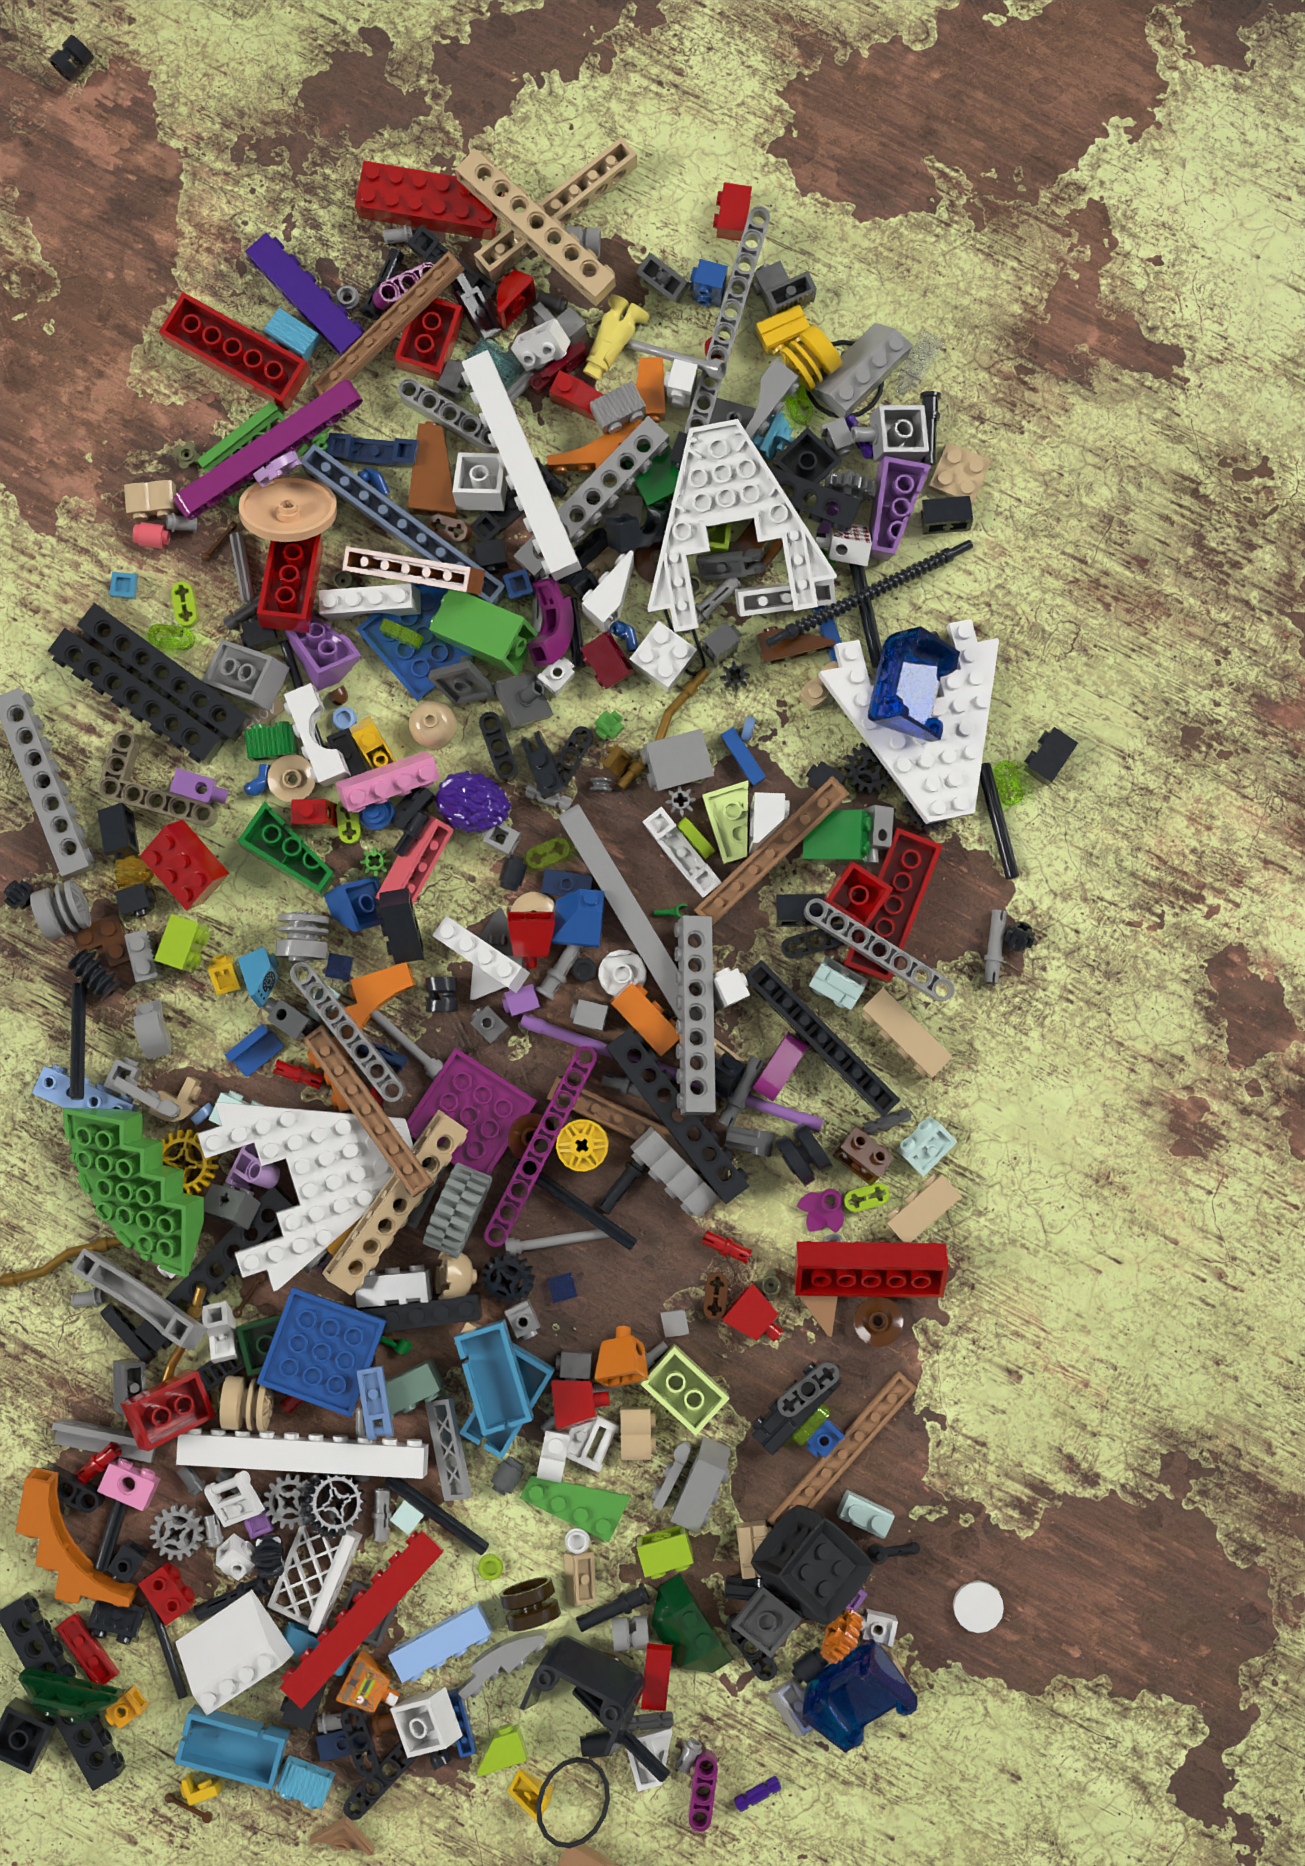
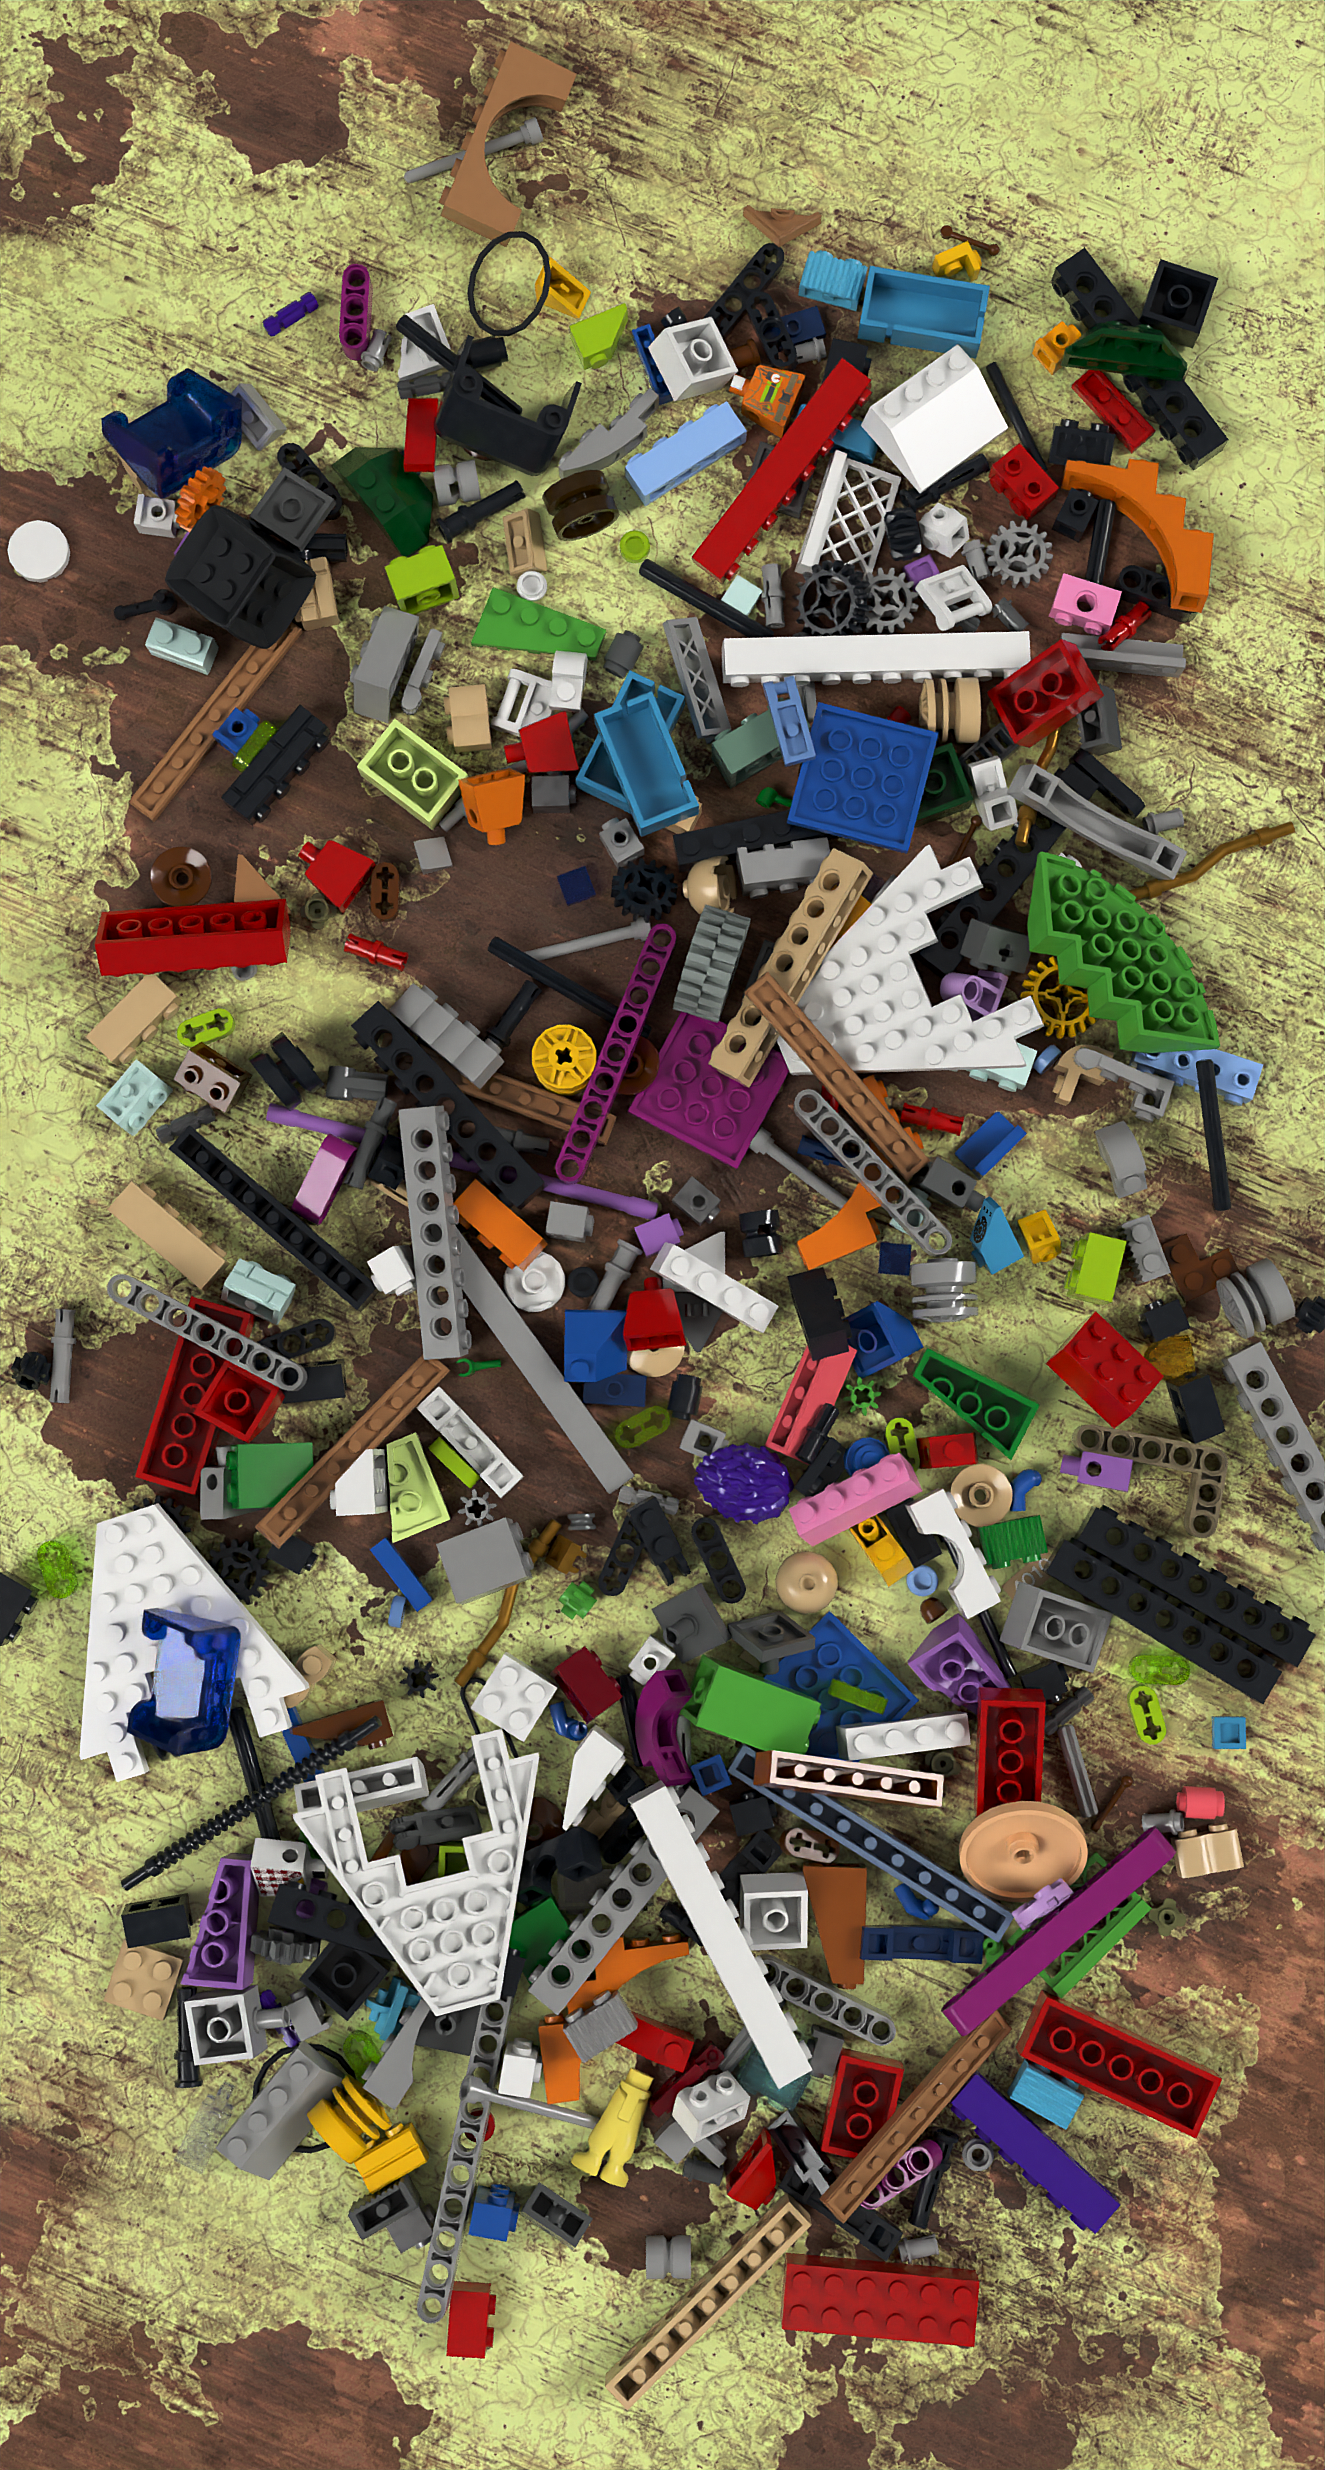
camera: 175 degrees right, 0 degrees up
(94, 975) = (1203, 1221): black piece -> none
(480, 165) = (812, 2351): tan brick -> none
(721, 643) = (438, 1719): dark grey brick -> none
(807, 1399) = (260, 773): dark grey beam -> none
(809, 1666) = (238, 464): black brick -> none
(820, 1213) = (263, 1004): magenta plate -> none
(998, 822) = (67, 1517): black axle -> none

